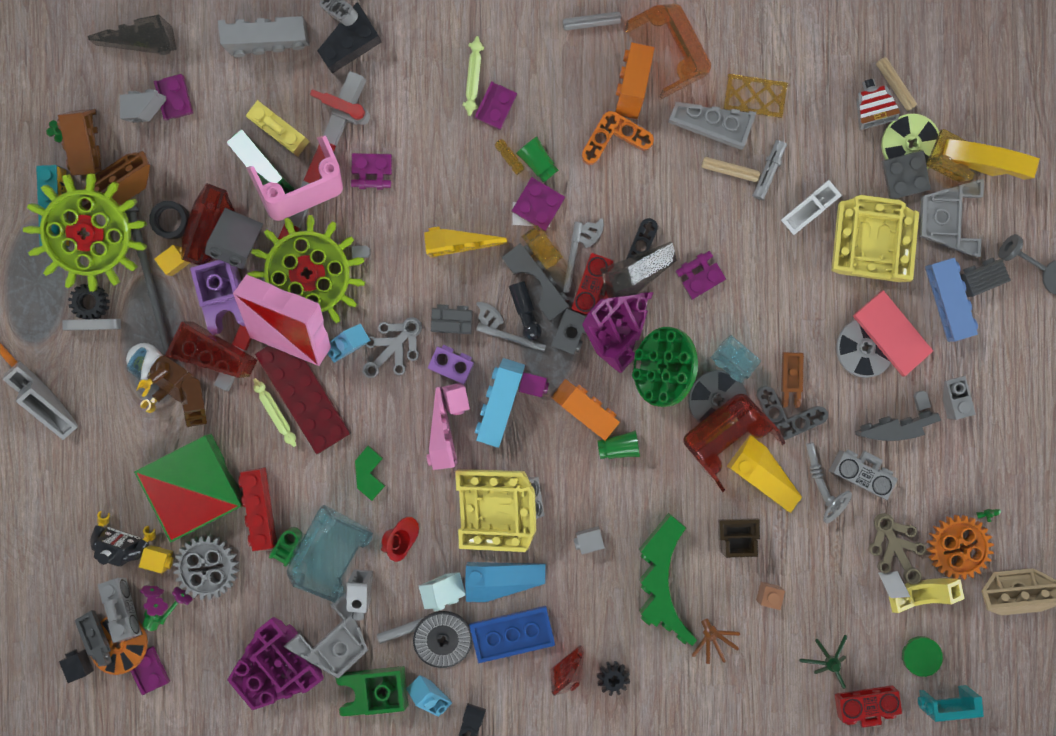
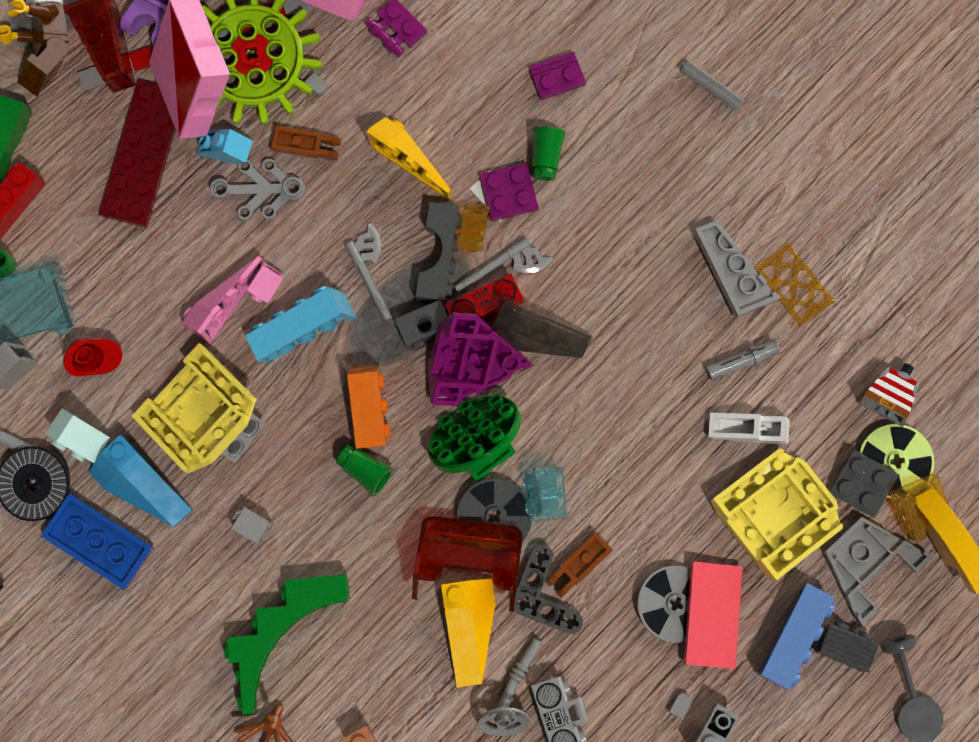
camera: 50 degrees right, 10 degrees down
(274, 412) = (102, 144): yellowish green wheel -> none
(366, 481) = (116, 278): green tile -> none
(389, 295) = (303, 143): none -> dark orange hinge
(449, 370) = (288, 253): medium lavender brick -> none
(451, 320) = (333, 215): dark grey brick -> none
(473, 76) = (563, 33): yellowish green wheel -> none
(509, 156) = (525, 128): clear yellow axle -> none
(524, 308) = (405, 268): black piece -> none
(533, 385) = (344, 339): magenta brick -> none
(568, 672) = (106, 625): clear red wedge -> none
(607, 674) = (142, 663): black gear -> none
(615, 129) = (641, 194): orange beam -> none
(635, 80) = (697, 165): orange wedge -> none
(641, 229) = (582, 313): black beam -> none
(695, 61) = (765, 203): clear orange windscreen -> none
(704, 280) = (587, 398): magenta plate -> none
(730, 169) = (709, 325): tan axle -> none
(739, 537) = (386, 656): dark brown plate -> none
(891, 430) = (623, 700): dark grey slope -> none
(896, 83) = (933, 395): tan axle -> none

